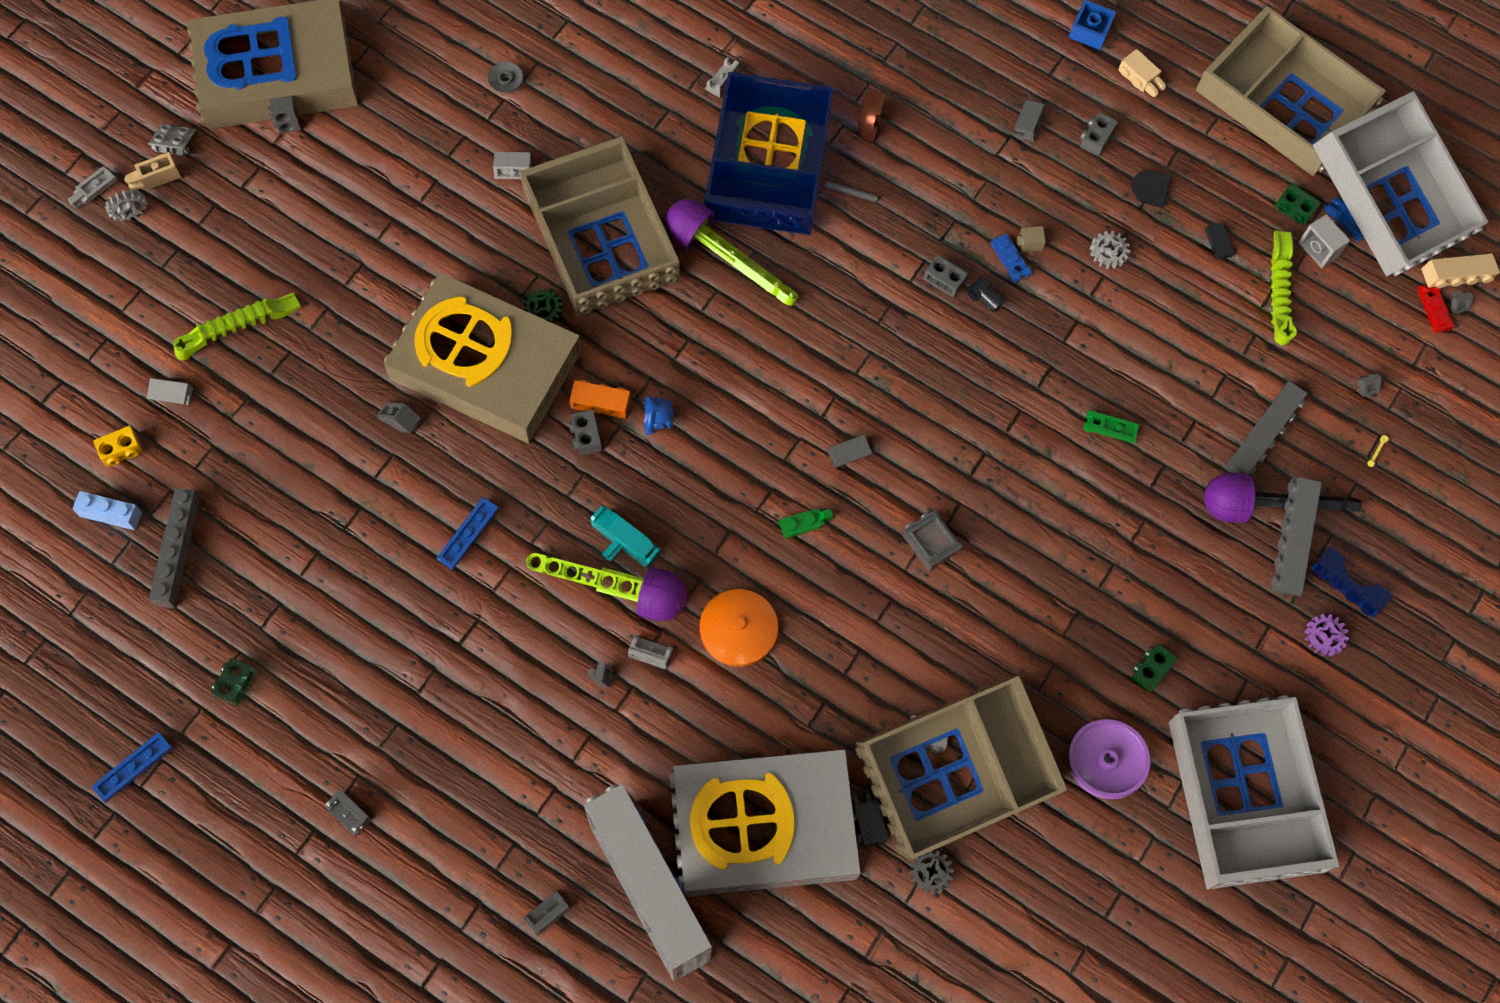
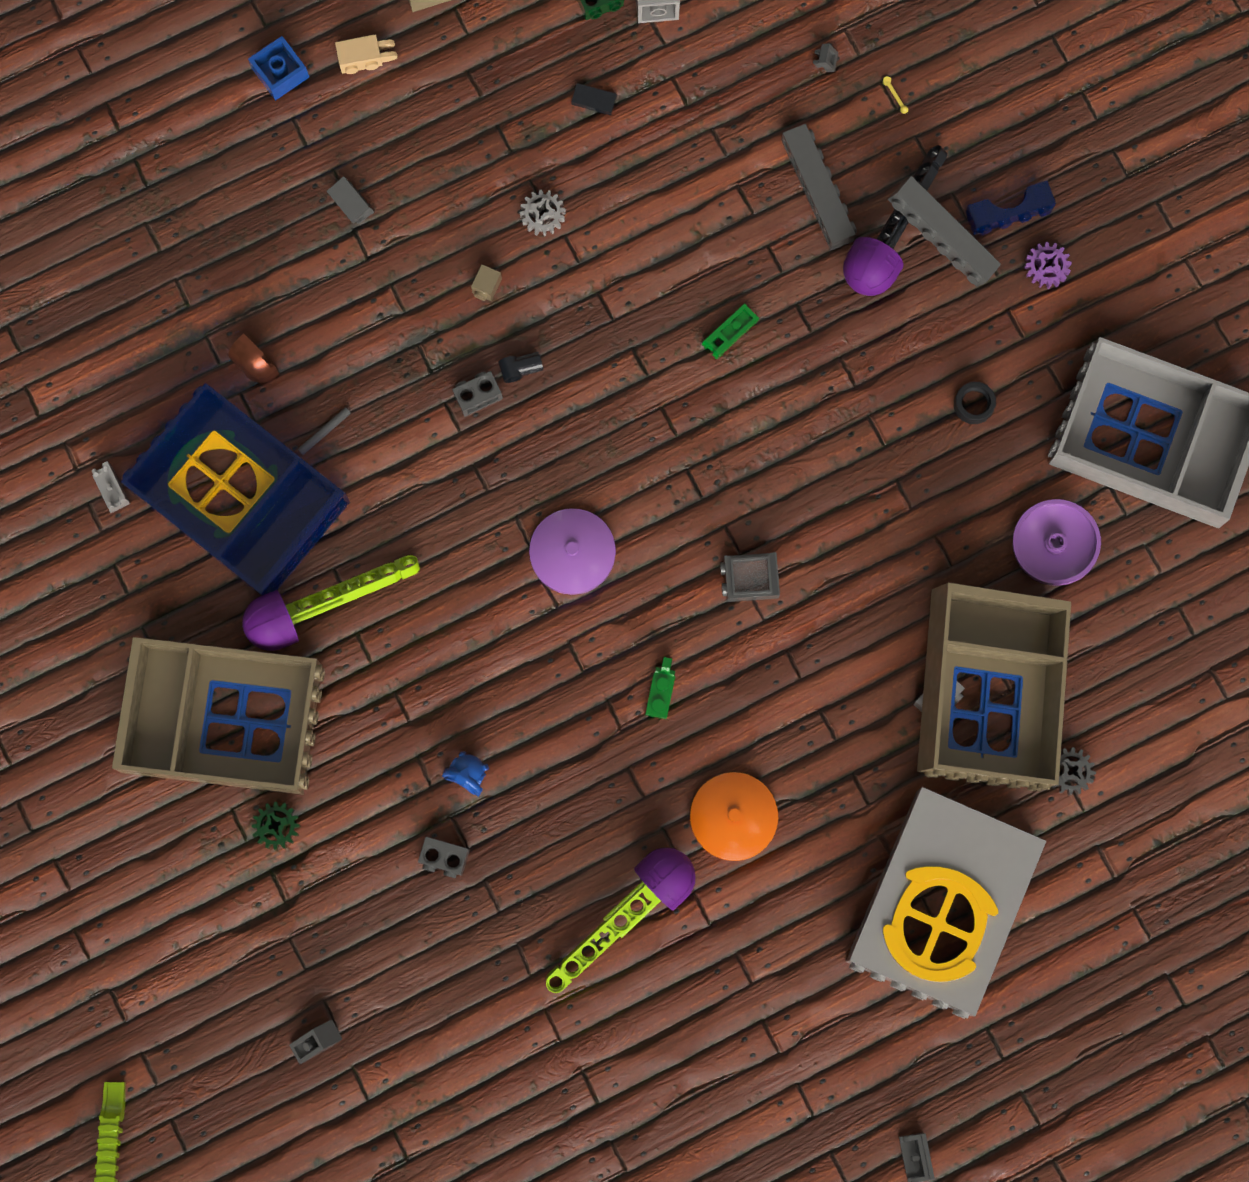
camera: 55 degrees left, 10 degrees up
(467, 533) = (486, 1035): blue plate -> none
(509, 164) = (86, 769): light grey hinge -> none
(520, 370) = (343, 891): dark tan panel -> none
(600, 399) = (414, 821): orange brick -> none
(601, 675) = (711, 978): dark grey tile -> none
(623, 537) = (581, 879): teal piece -> none
(648, 882) = (958, 1048): light grey panel -> none
(650, 652) = (712, 917): light grey hinge -> none
(849, 451) = (613, 603): dark grey hinge -> none
(868, 820) = (992, 801): black hinge -> none
(870, 404) = (572, 551): none -> medium lavender dish
(1010, 258) = (493, 316): blue plate -> none
(1097, 133) = (410, 140): dark grey brick -> none
(1151, 187) = (496, 127): black tile -> none
(1156, 669) = (997, 443): dark green brick -> none
(1188, 627) = (981, 388): none -> black tyre
(1282, 253) = (646, 51): lime piece -> none

